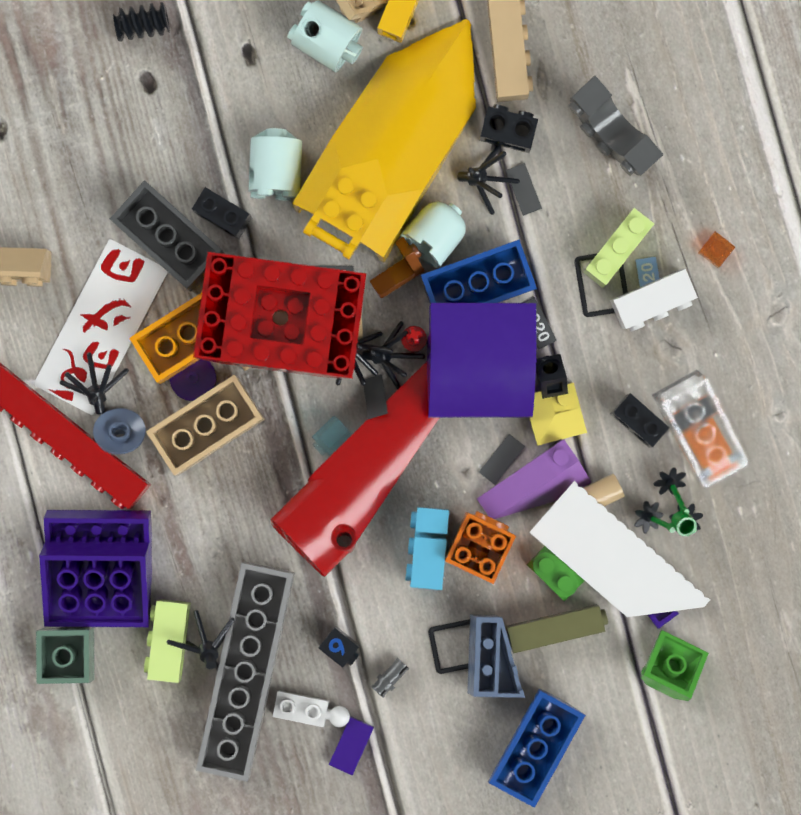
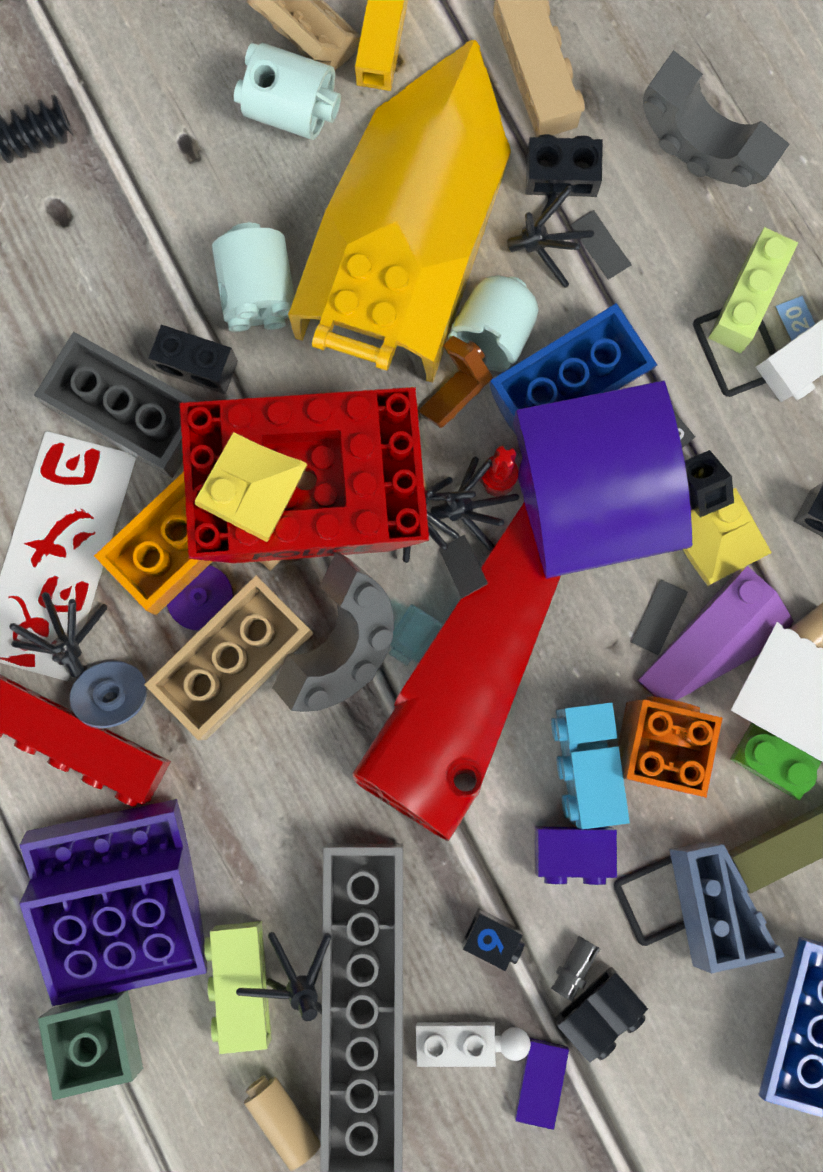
camera: 20 degrees left, 5 degrees down
(177, 731) = (281, 1122): none -> tan brick
(243, 320) = (250, 486): none -> light yellow plate
(287, 438) = (351, 651): none -> dark grey brick
(400, 710) = (602, 1015): none -> black brick
(406, 603) = (575, 854): none -> dark purple brick

